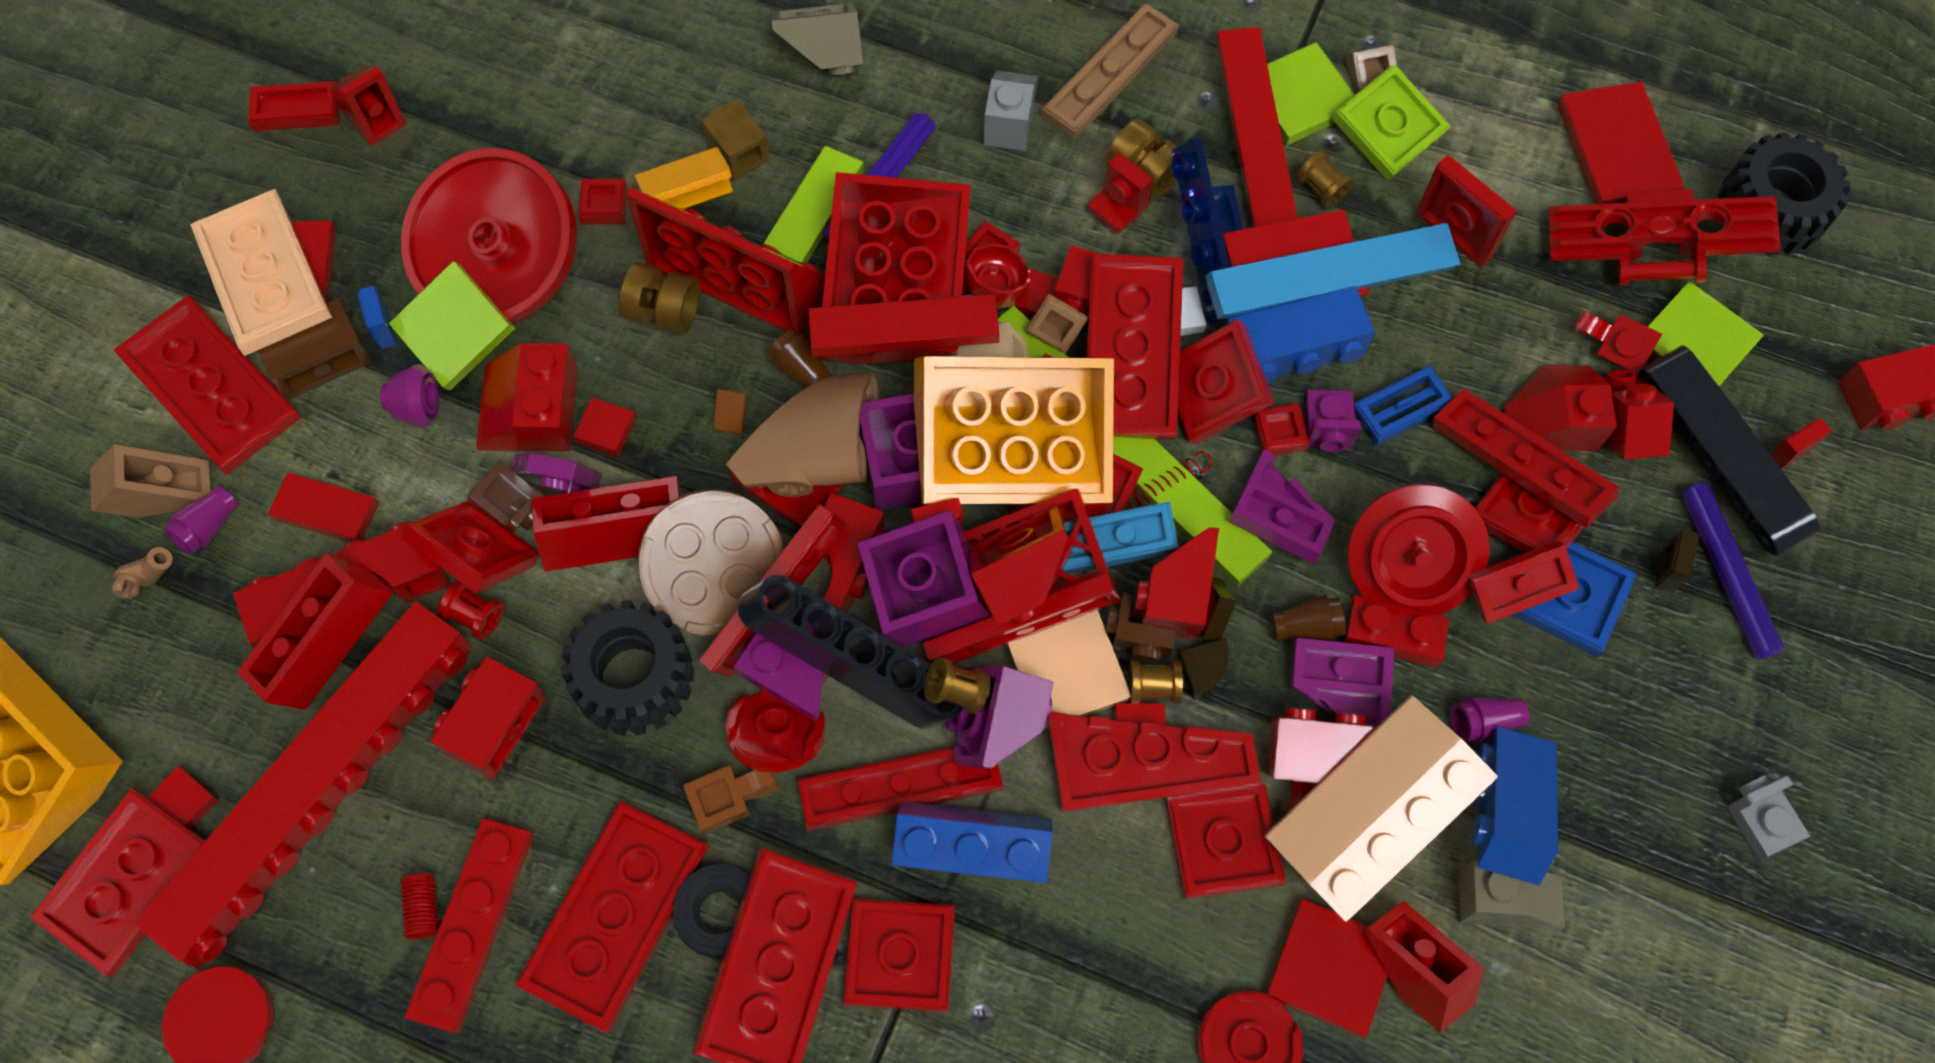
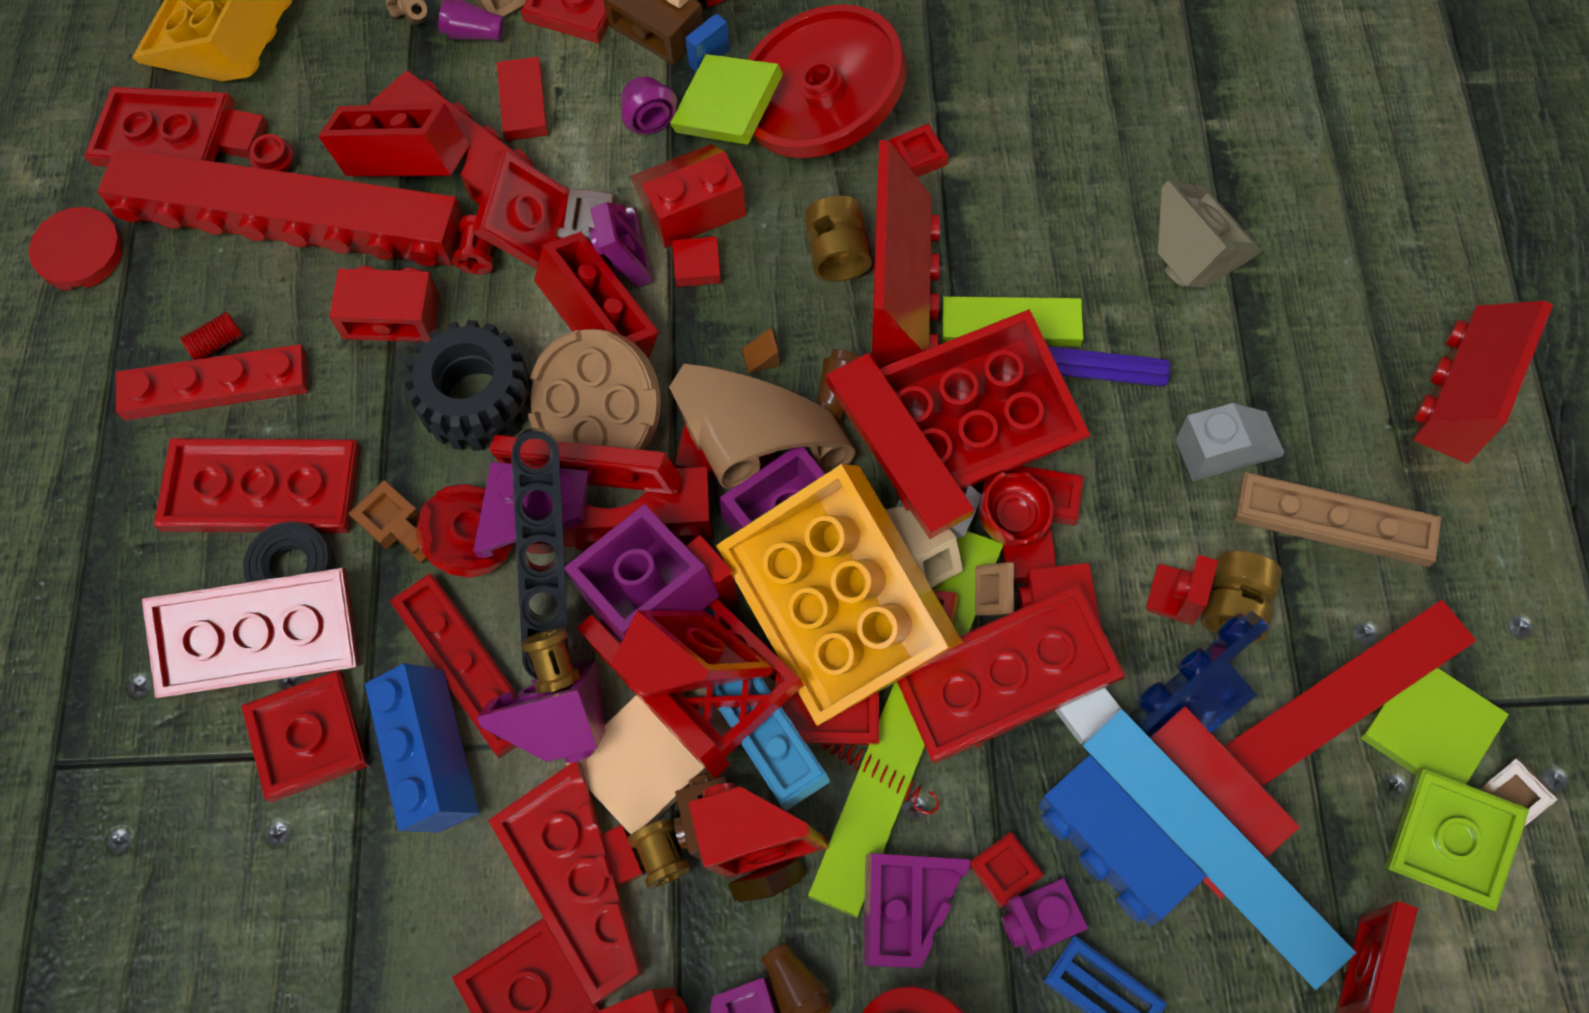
camera: 70 degrees right, 0 degrees up
(234, 774) = (271, 153): none -> red plate
(688, 179) = (966, 200): light orange panel -> none
(737, 138) = (1039, 221): pearl gold brick -> none
(1204, 666) = (701, 898): dark brown tile -> none
(1220, 382) = (1015, 778): red tile -> none
(1325, 179) = (1334, 794): pearl gold bush -> none

